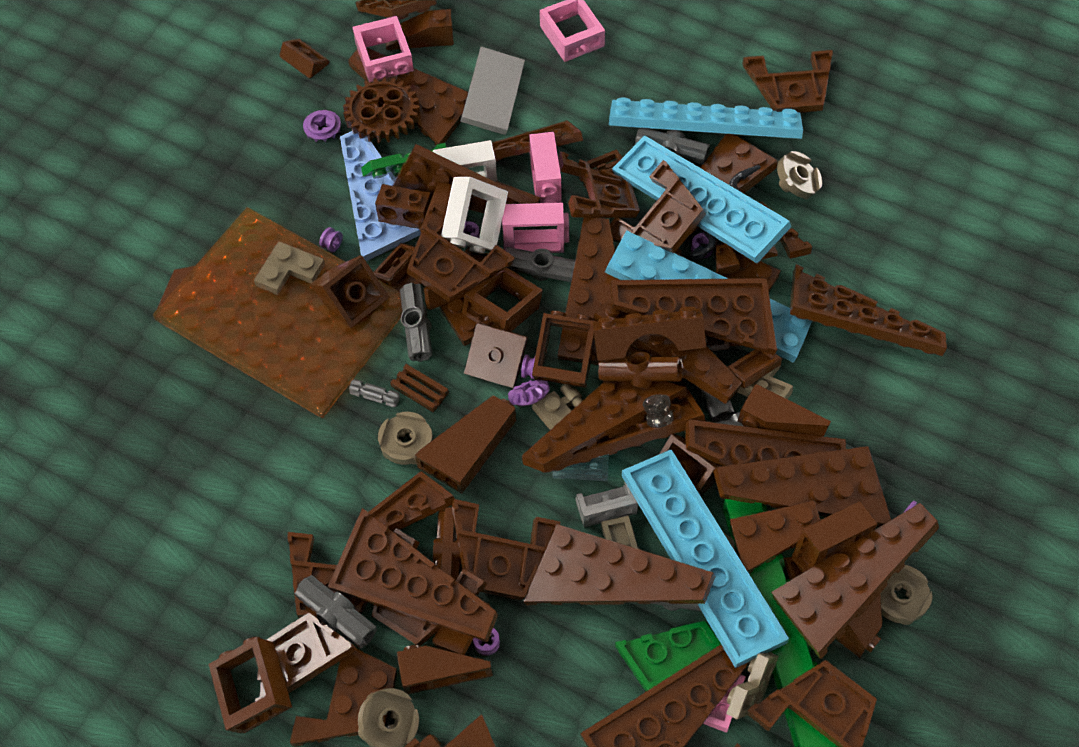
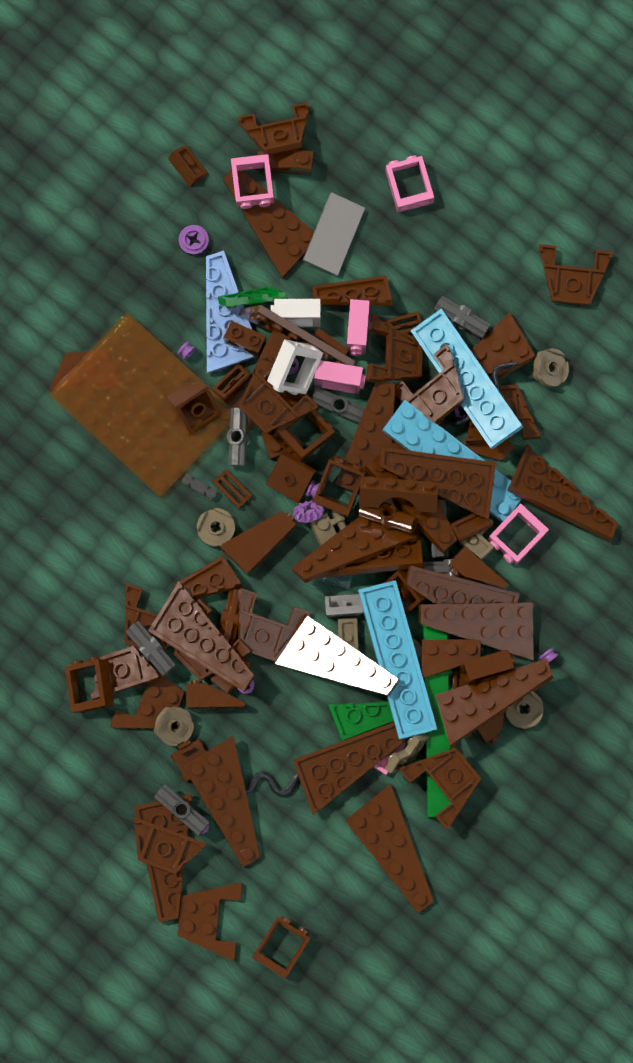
camera: 10 degrees right, 20 degrees up
(285, 262) = (149, 370): dark tan plate -> none
(381, 109) = (238, 255): reddish brown gear -> none
(658, 411) = (392, 553): clear smoke wheel -> none
(706, 118) = (493, 299): medium azure plate -> none
(830, 350) = (531, 521): none -> bright pink window

